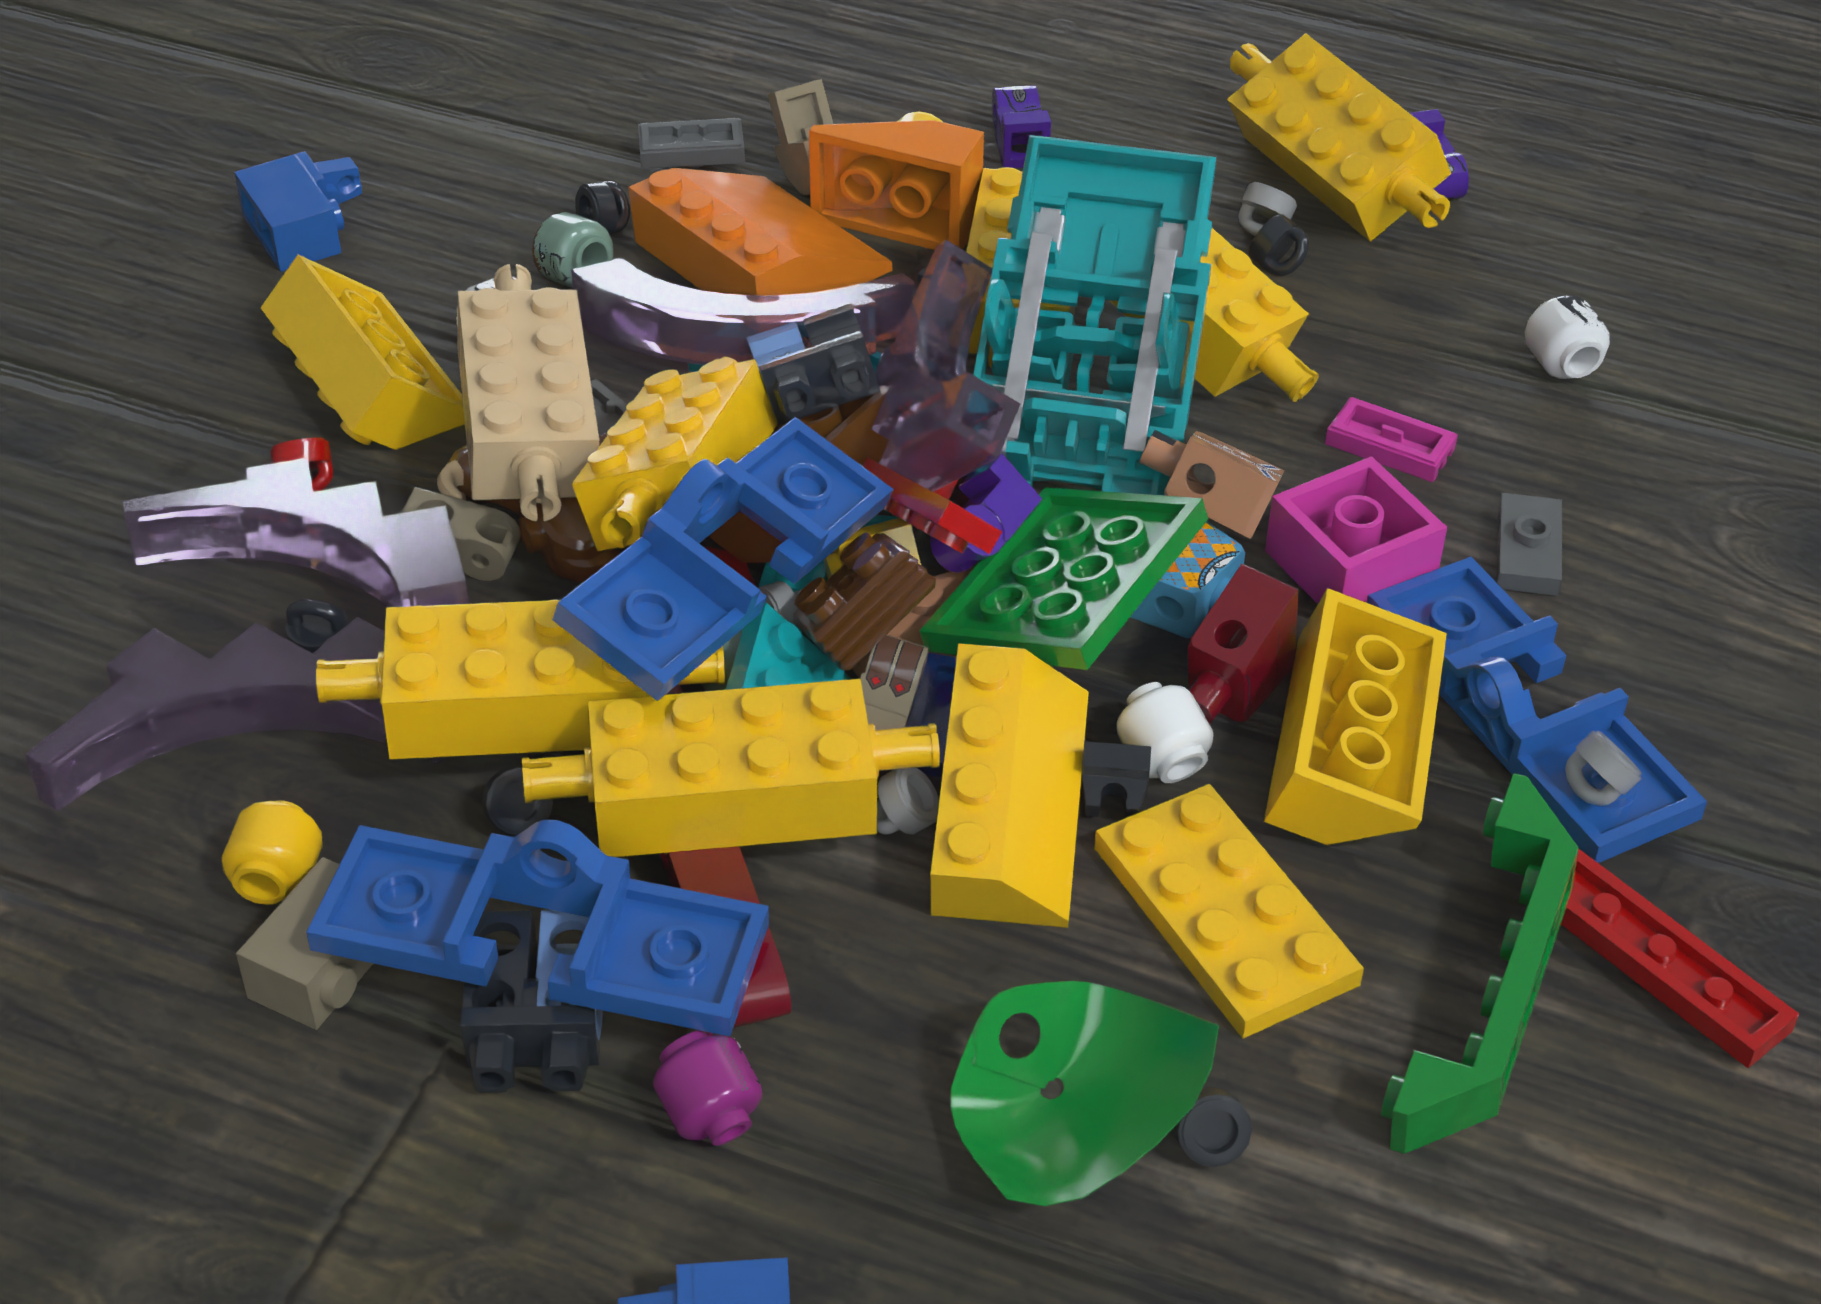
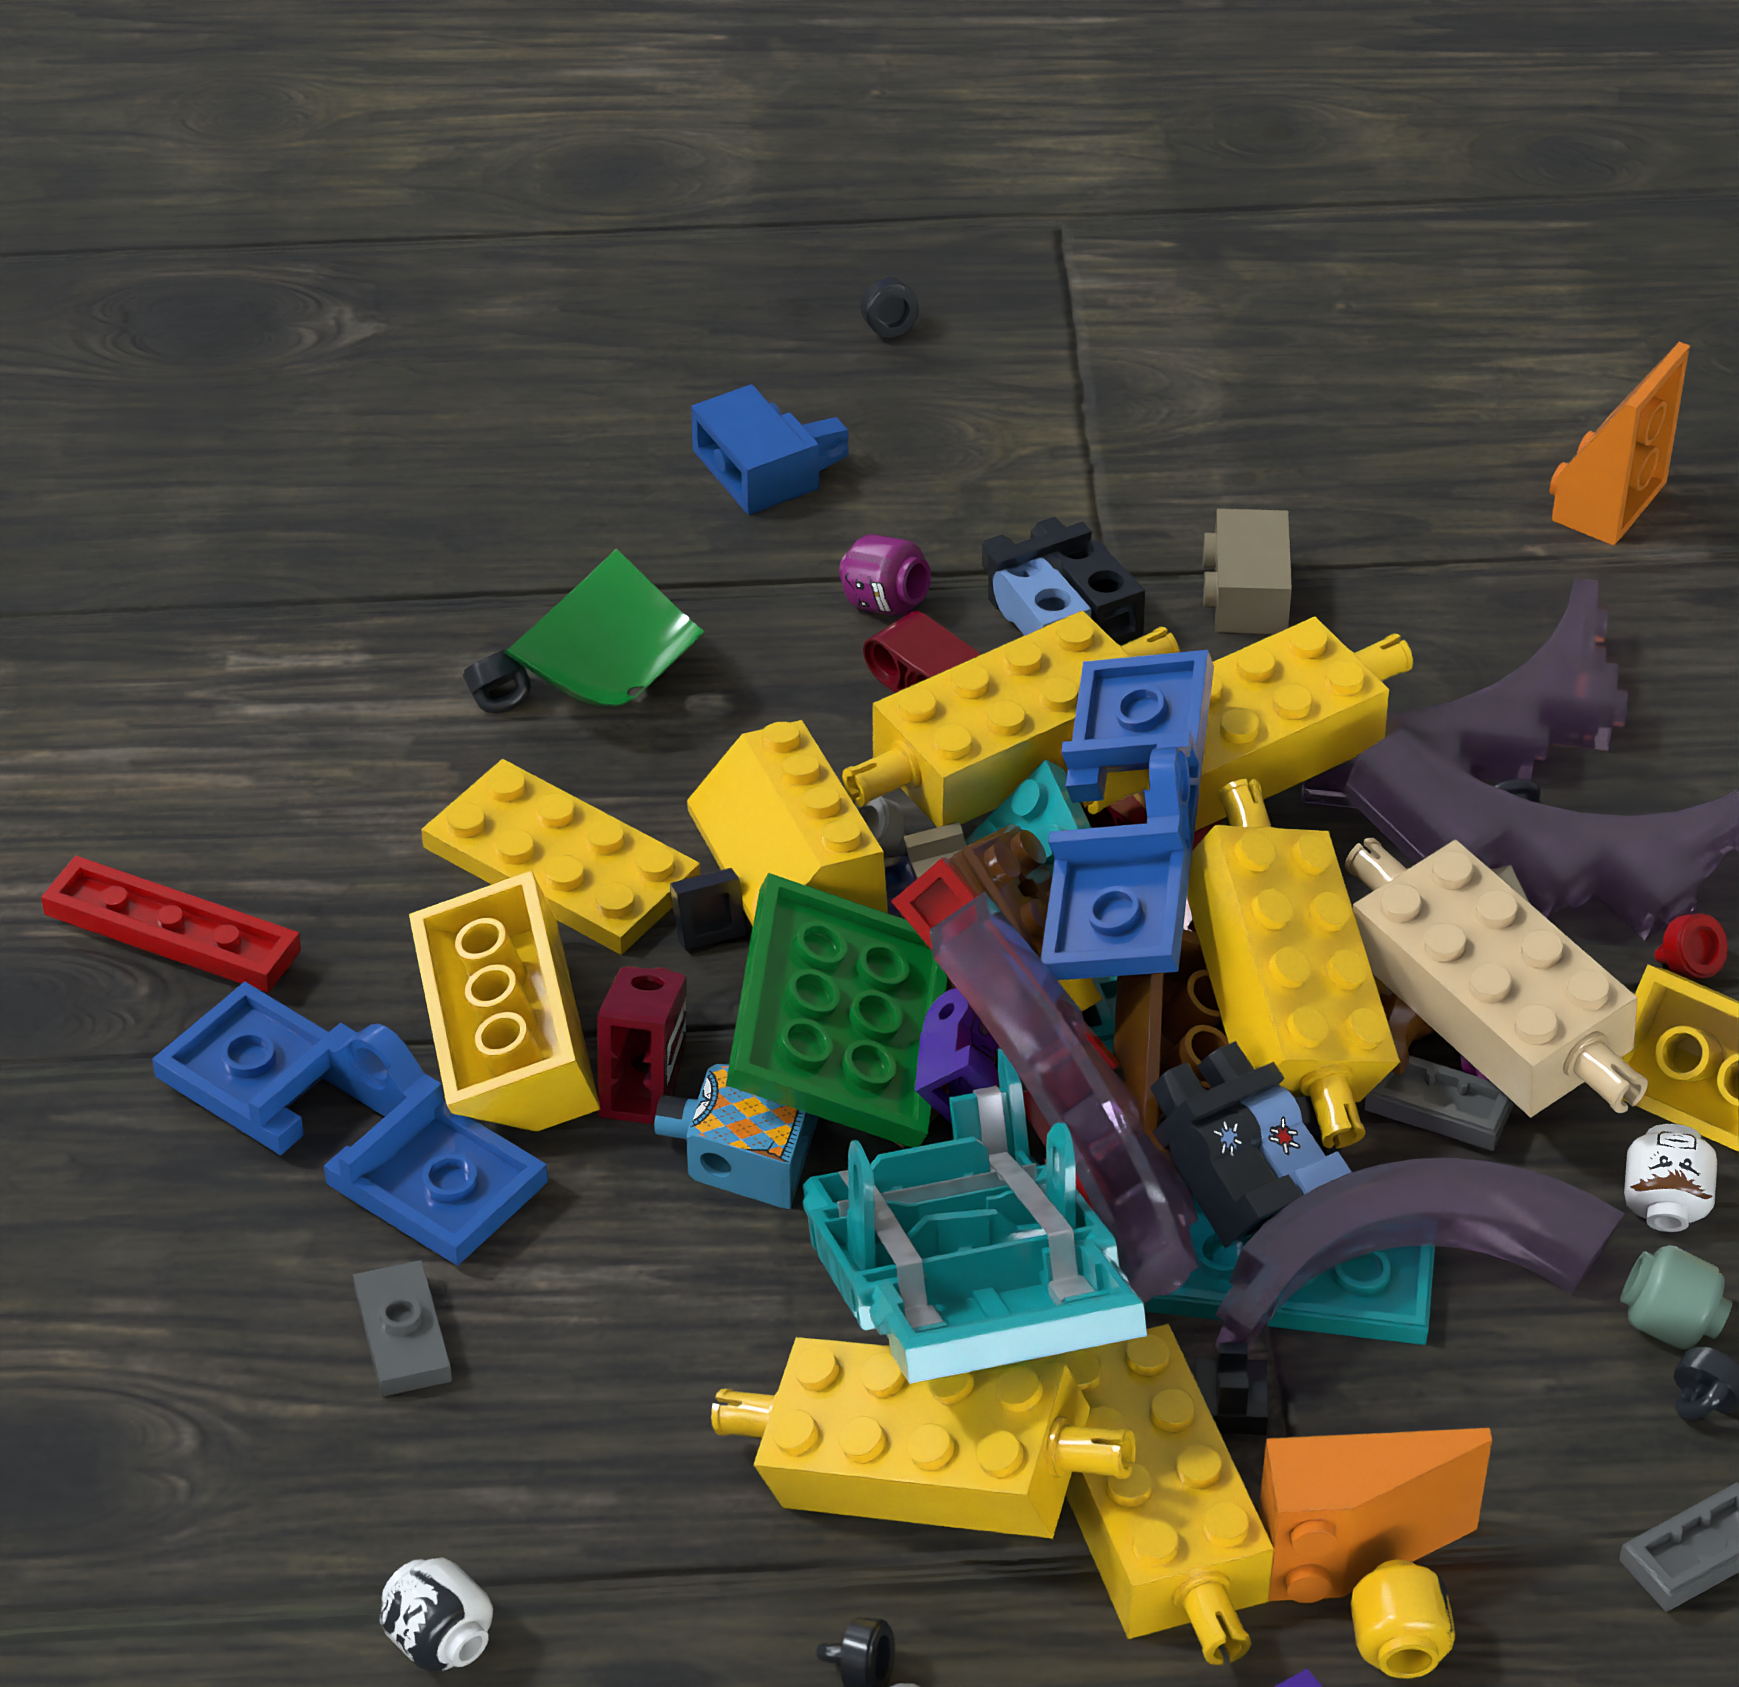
camera: 155 degrees right, 0 degrees up
(271, 850) = (1349, 604): yellow head -> none
(641, 955) = (989, 589): blue plate -> none
(745, 235) = (1476, 1350): orange slope -> none
(794, 114) = (1527, 1572): dark tan brick -> none
(1172, 726) = (686, 947): white head -> none
(1241, 483) = (746, 1190): nougat torso -> none
(1353, 532) = (582, 1204): dark pink brick -> none
(1391, 439) = (601, 1428): dark pink tile -> none
(1449, 1096) = (292, 913): green slope -> none
(1608, 762) = (252, 1019): light grey tile -> none

